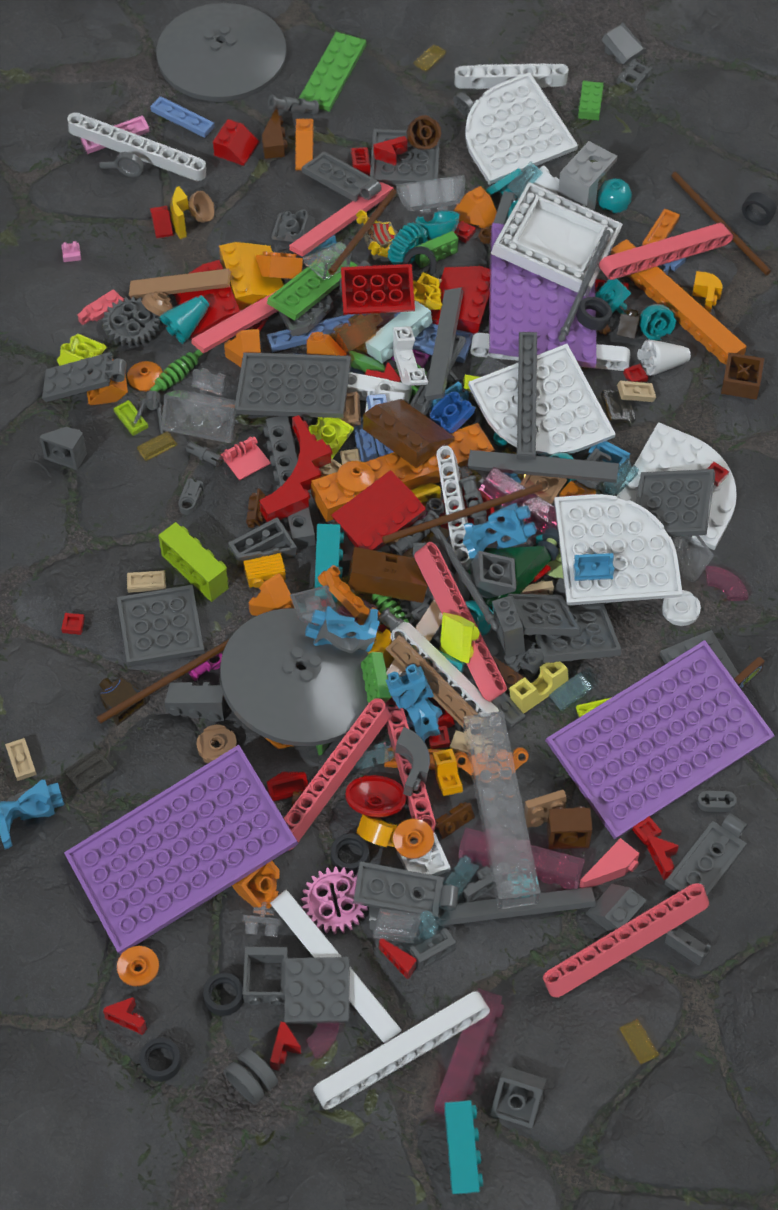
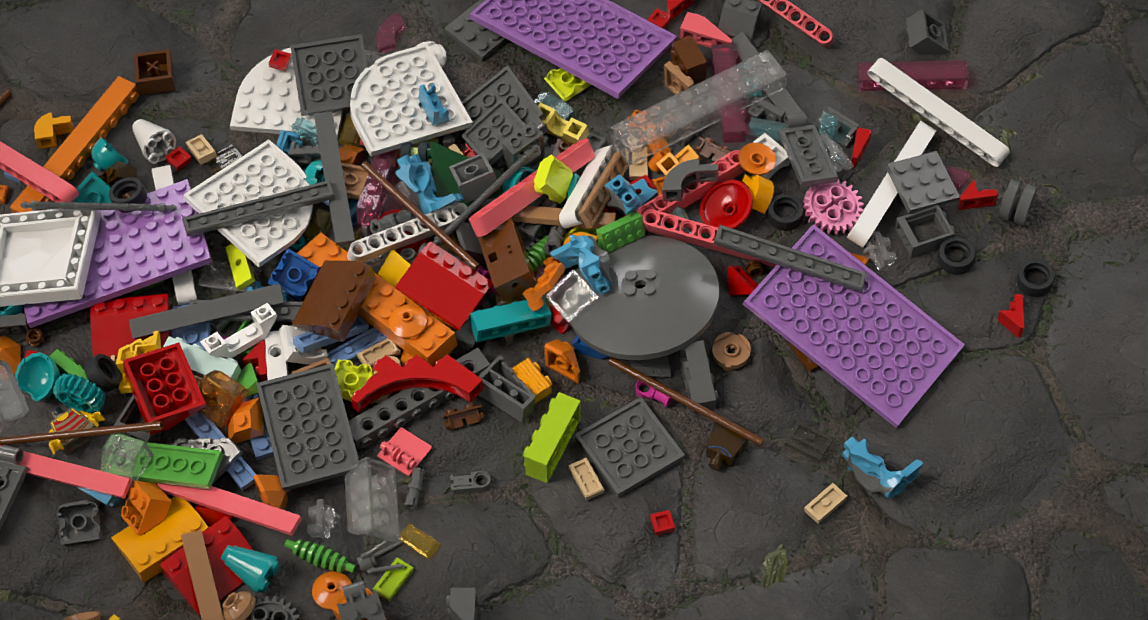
camera: 110 degrees left, 0 degrees up
(136, 957) = (968, 318): orange dish -> none
(265, 802) = (790, 258): none -> dark grey tile
(462, 1148) = (991, 50): teal brick -> none

